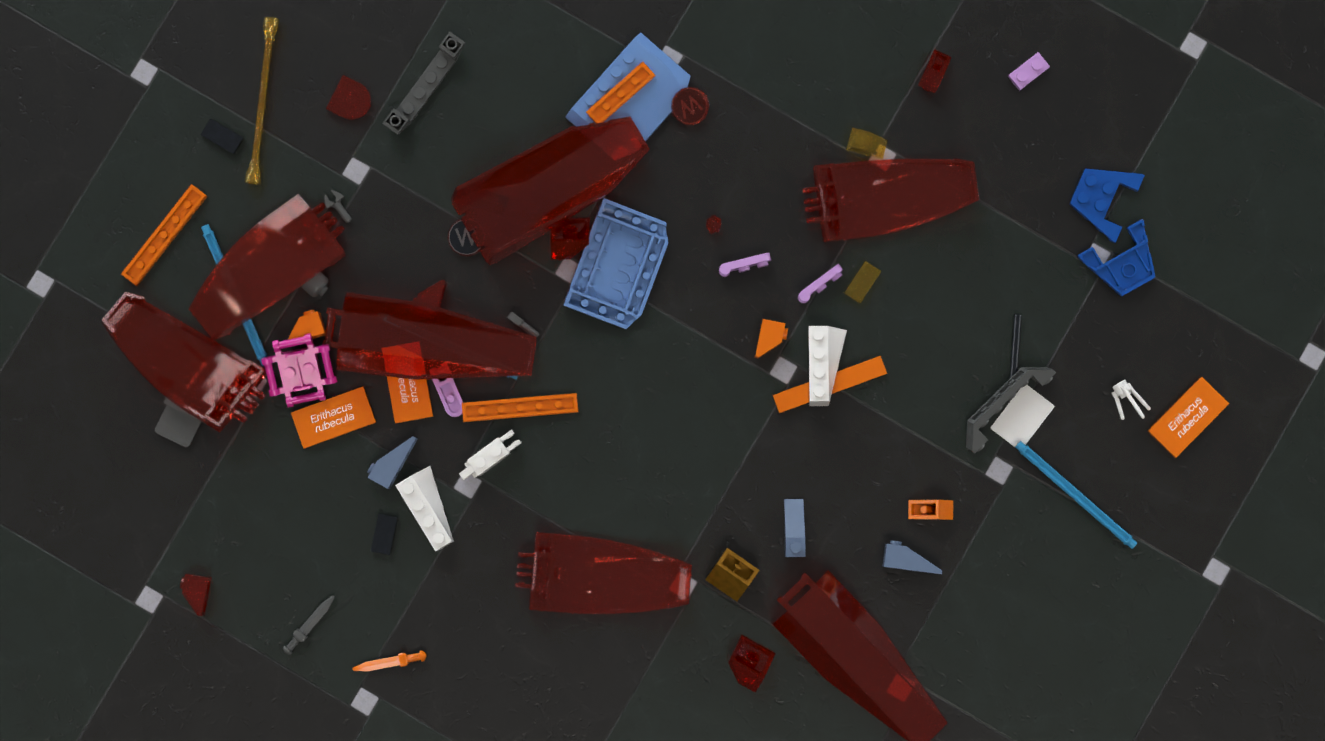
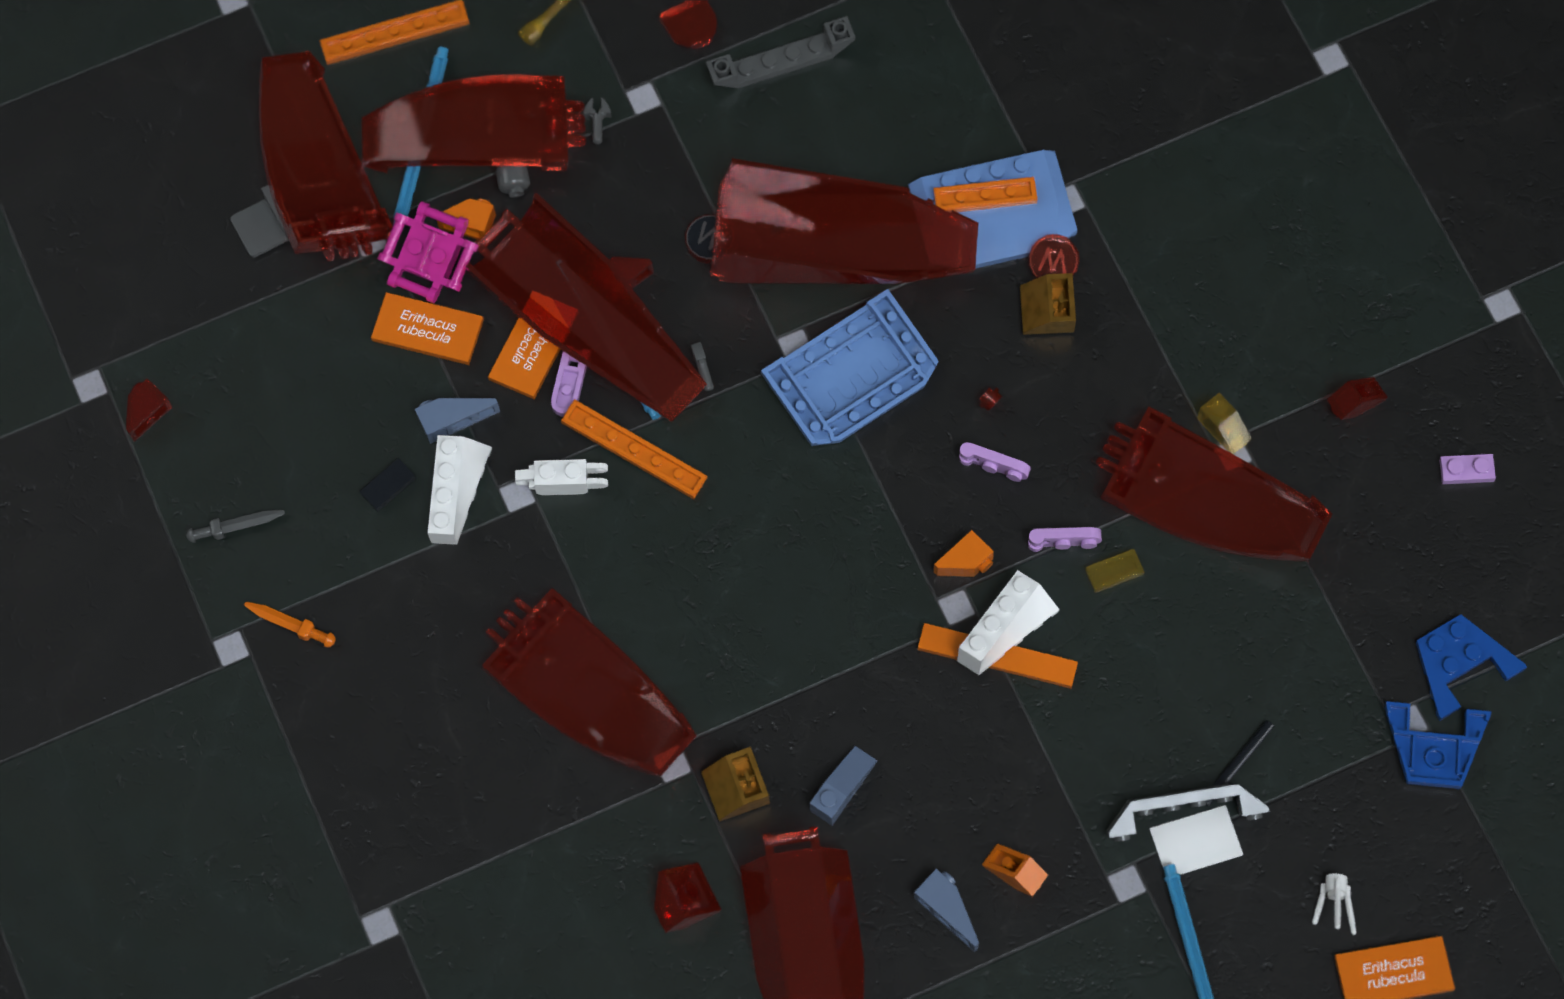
camera: 40 degrees right, 15 degrees down
(569, 238) = (818, 307): clear red slope -> none
(708, 139) = (1048, 304): none -> pearl gold slope

